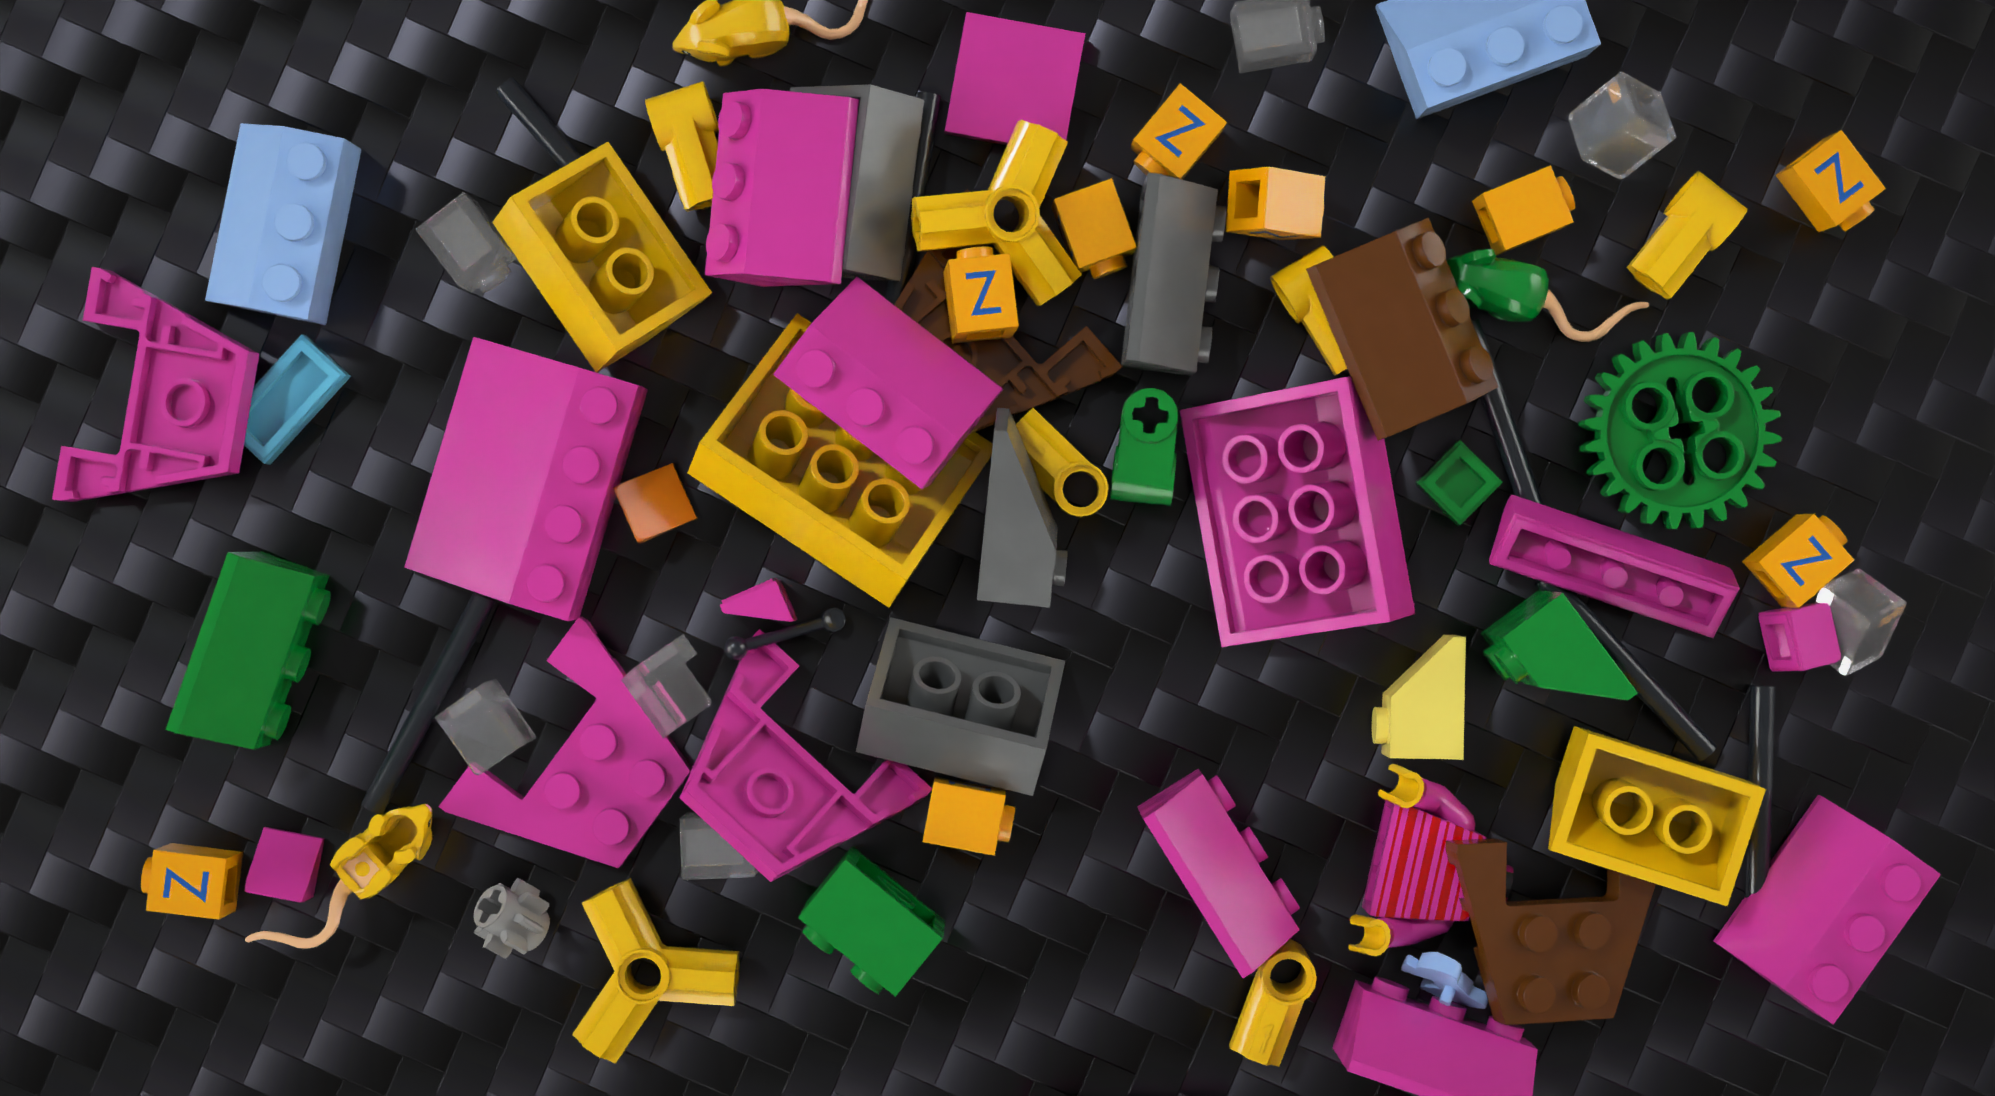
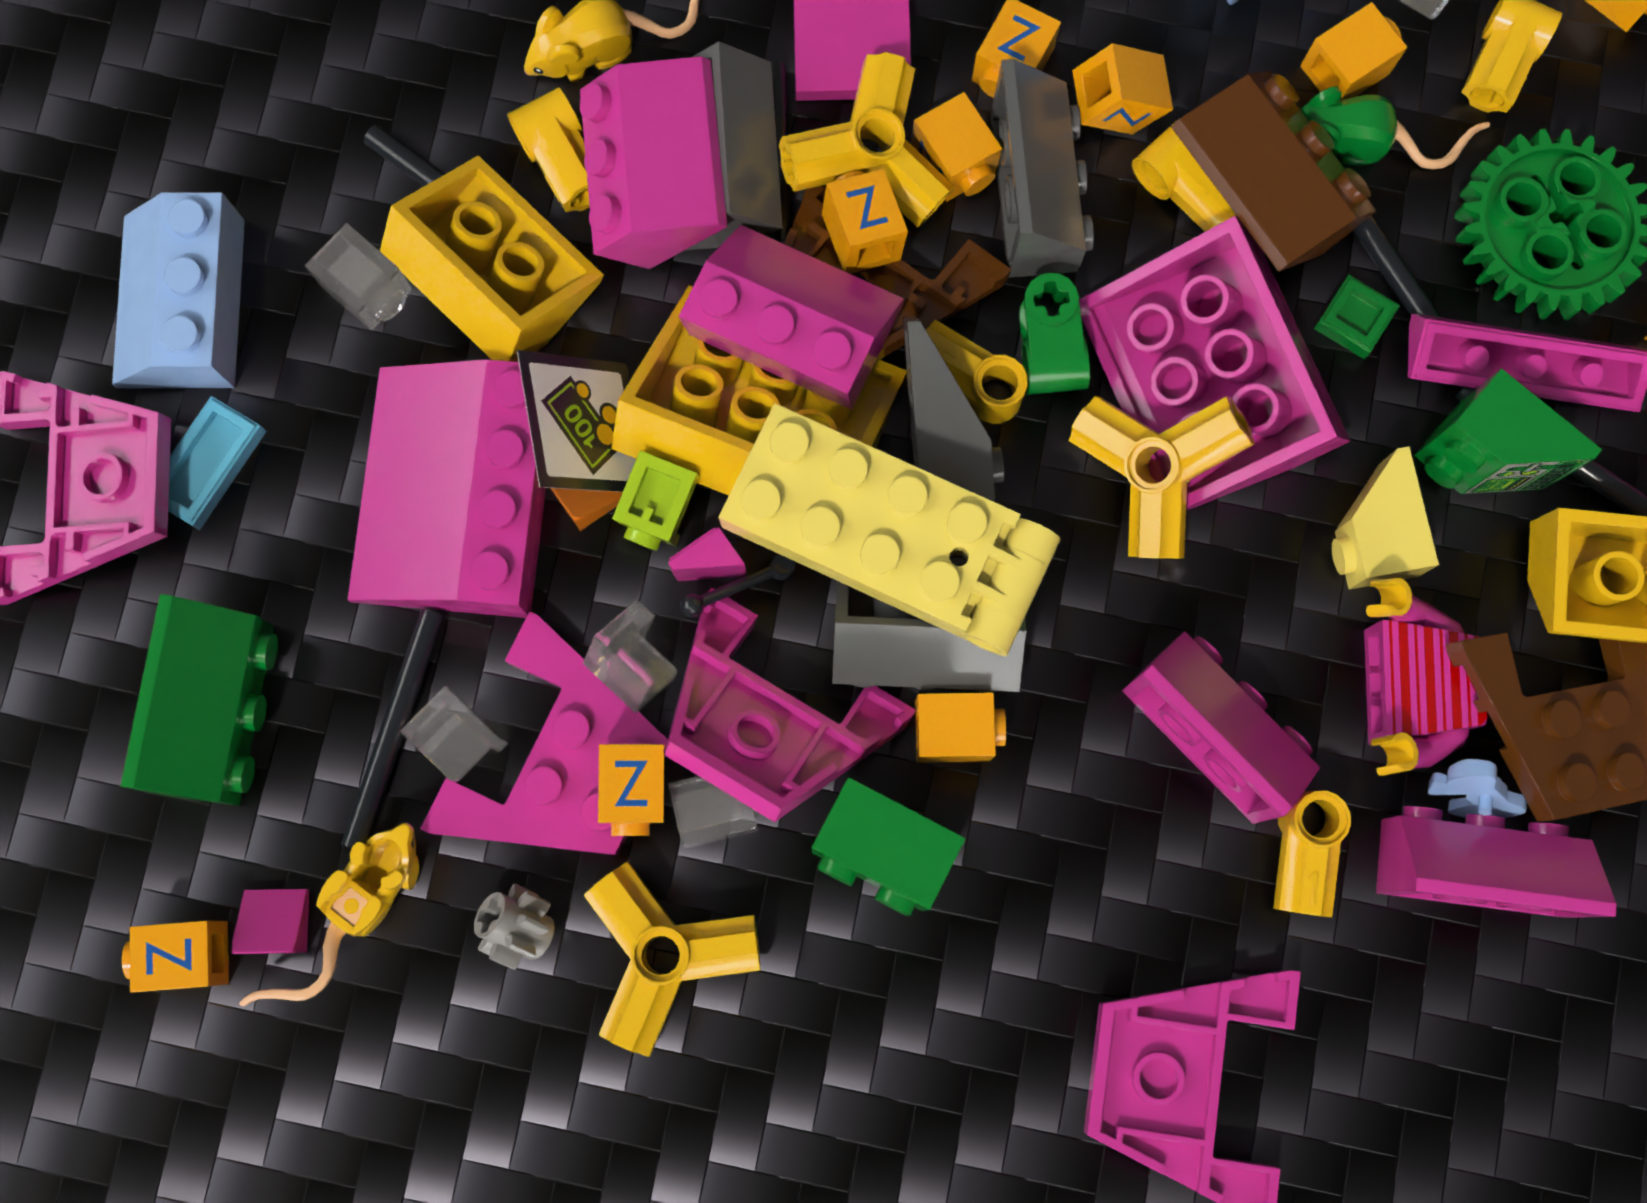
camera: 10 degrees left, 10 degrees down
(643, 816) = (631, 787): none -> light orange brick
(653, 442) = (573, 420): none -> sticker
(719, 538) = (655, 501): none -> lime bracket
(932, 632) = (889, 530): none -> light yellow hinge
(1249, 596) = (1193, 446): none -> yellow piece

